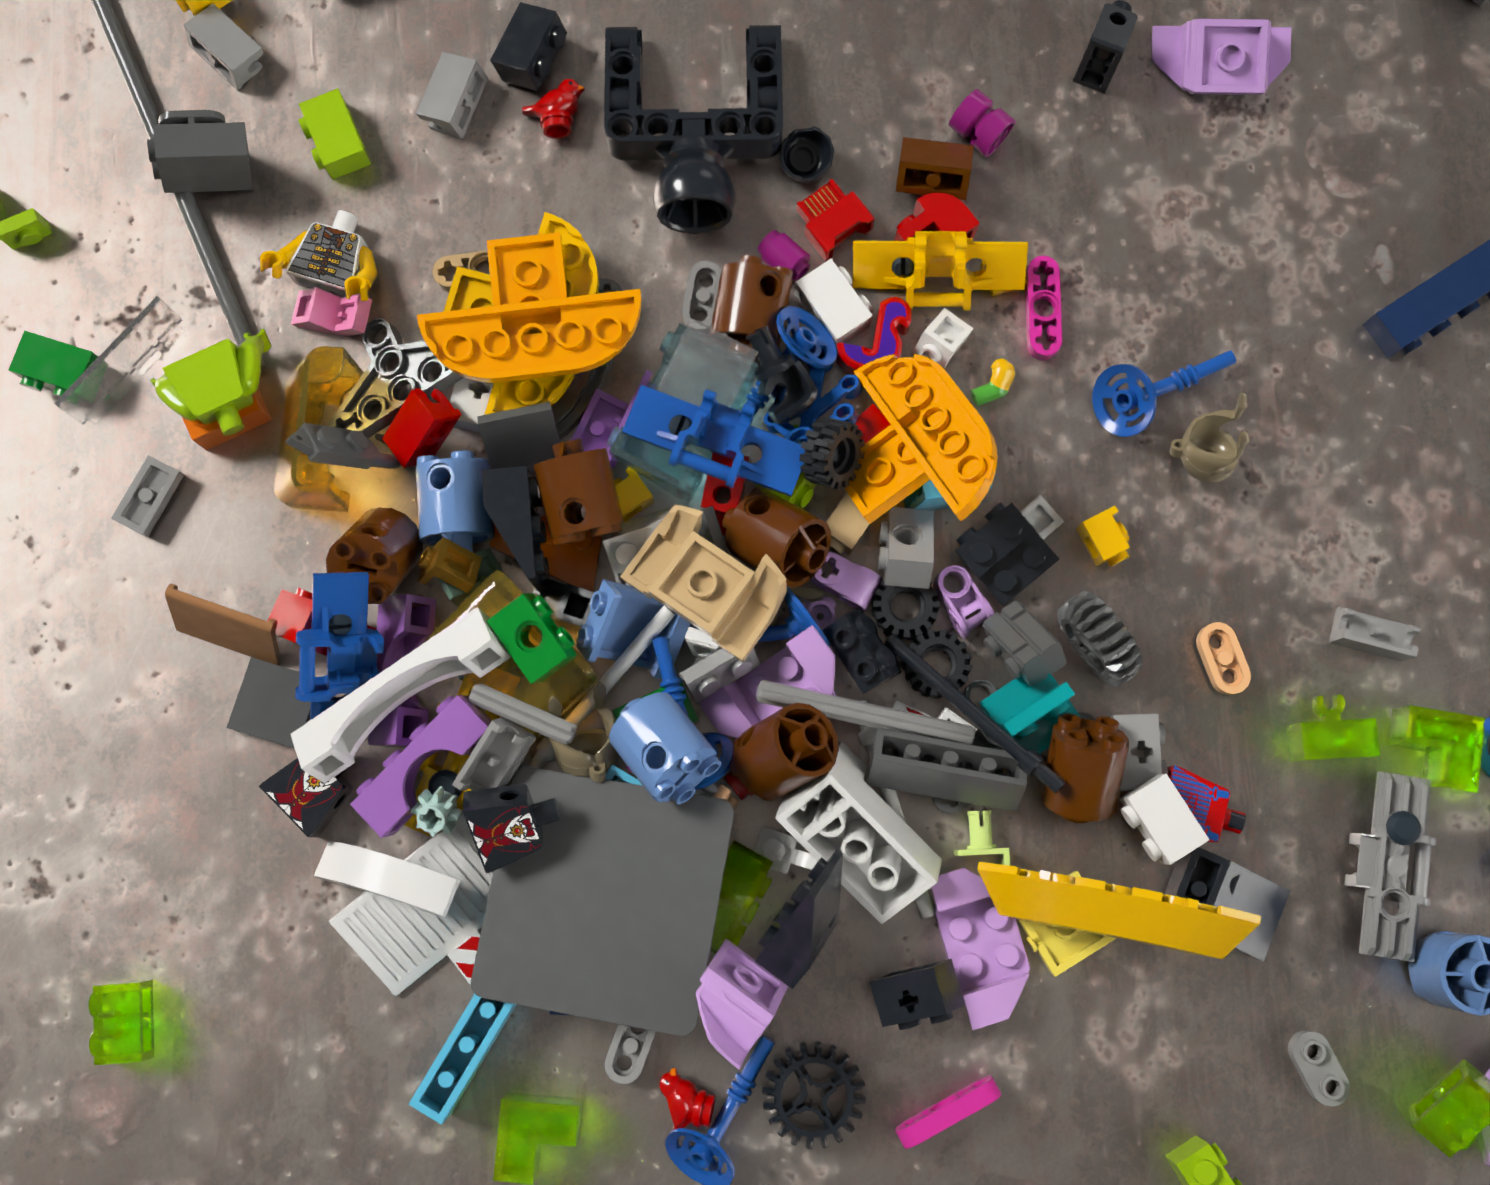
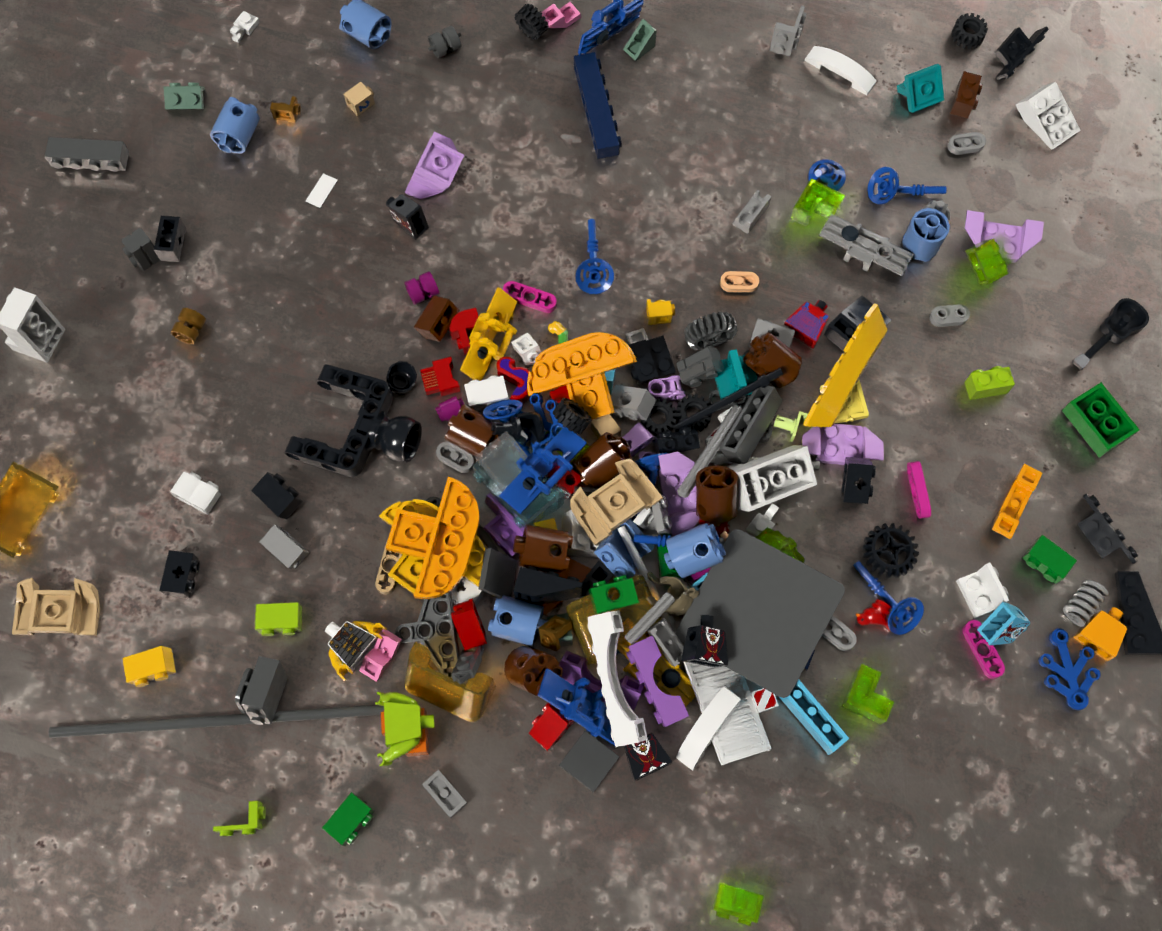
camera: 70 degrees left, 10 degrees down
(114, 367) = (361, 776): clear windscreen -> none
(223, 625) = (538, 770): medium nougat piece -> none
(224, 46) = (197, 662): light grey hinge -> none
(436, 811) = (689, 687): light aqua gear -> none
(557, 109) = (318, 494): red animal -> none
(737, 1001) = (836, 557): lavender piece -> none
(805, 924) = (804, 520): black slope -> none
(1163, 820) = (810, 334): white brick -> none
(1208, 449) = (634, 248): dark tan hair -> none
(1331, 736) = (795, 248): clear neon green brick -> none

